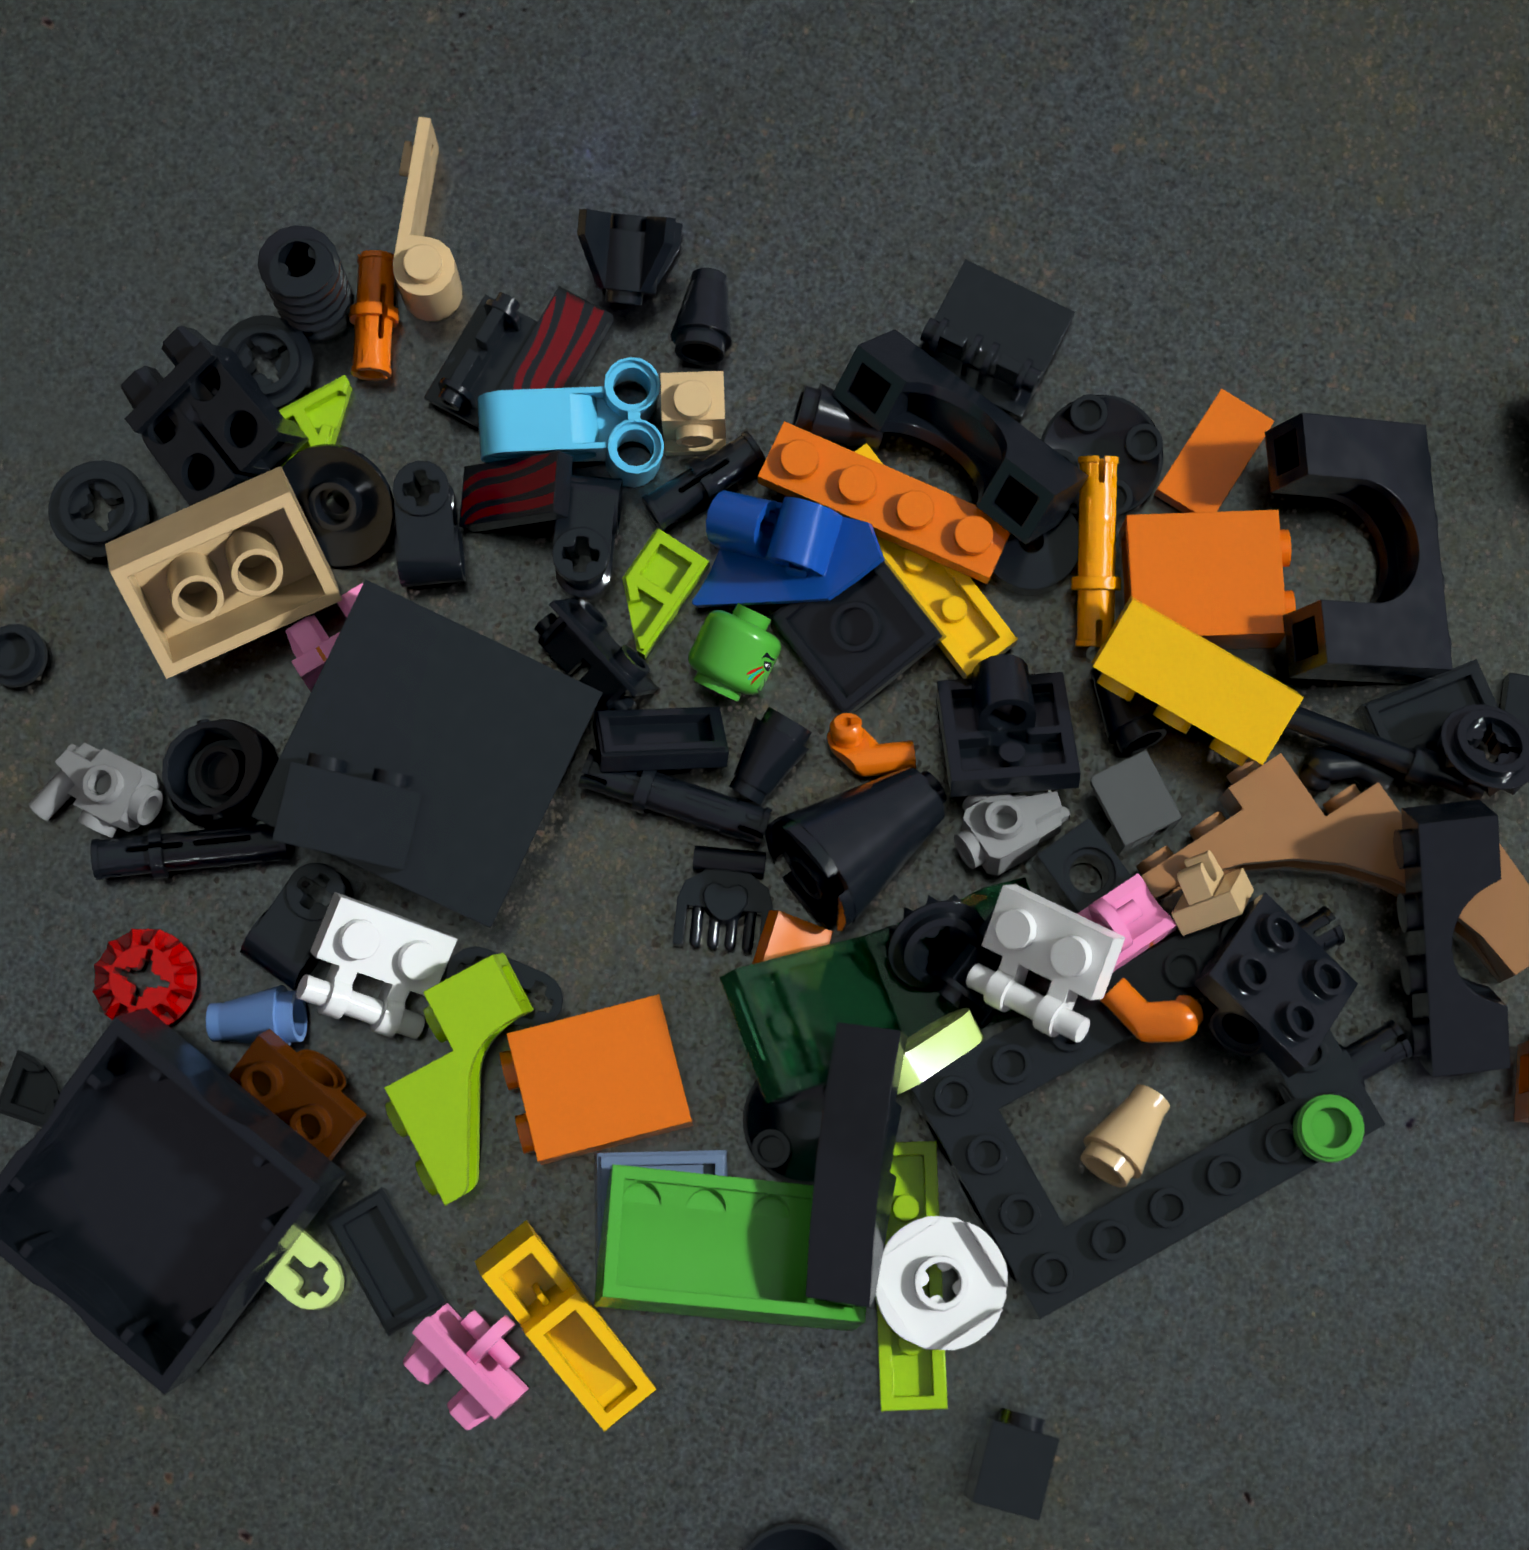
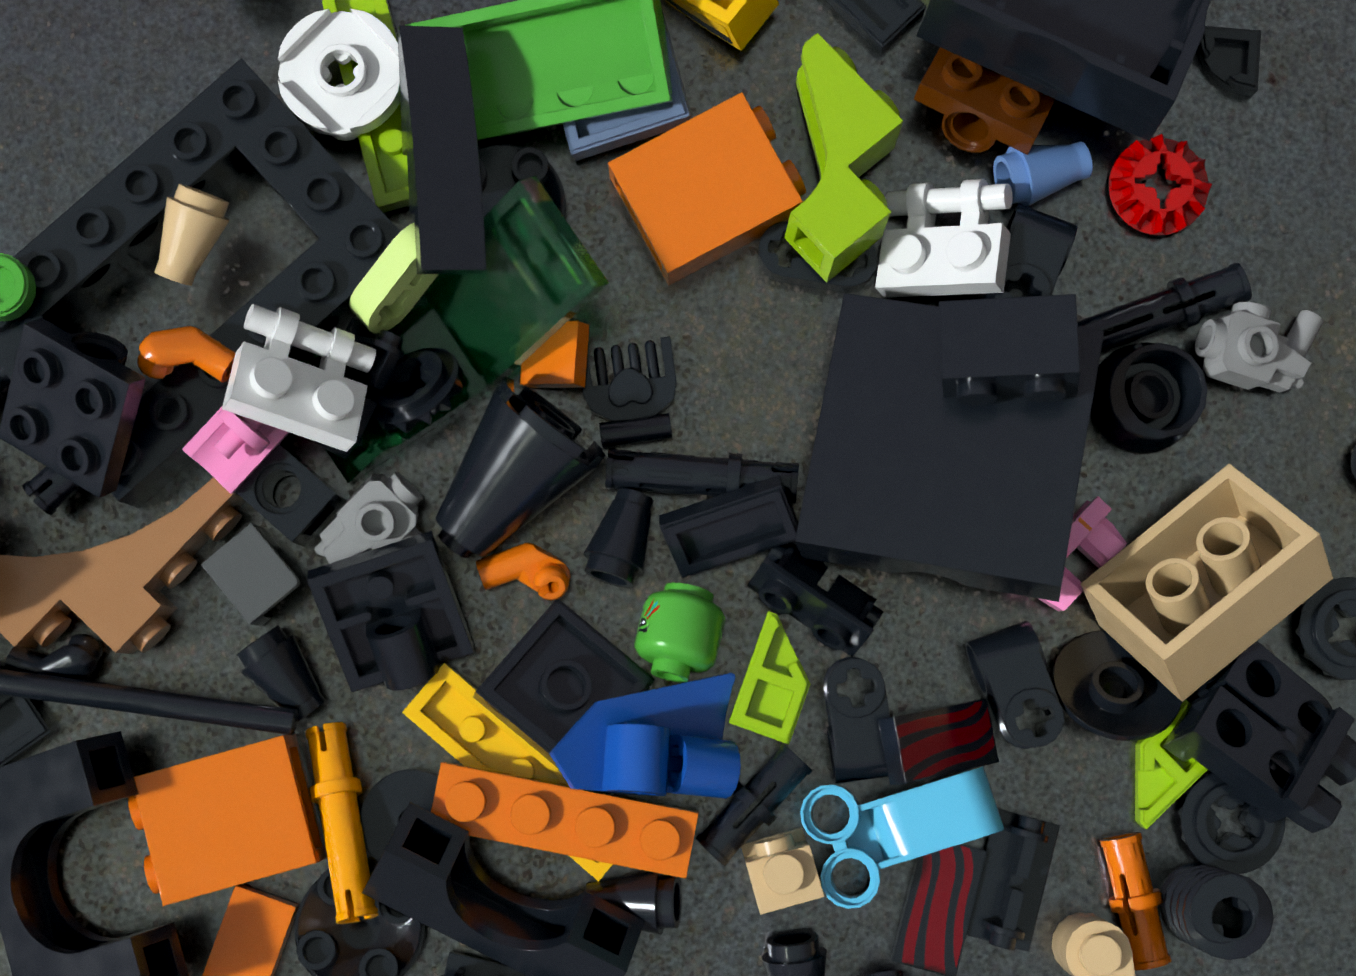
camera: 170 degrees right, 5 degrees up
(1195, 683) = (209, 697): yellow brick -> none
(1209, 894) = (154, 487): tan tile -> none

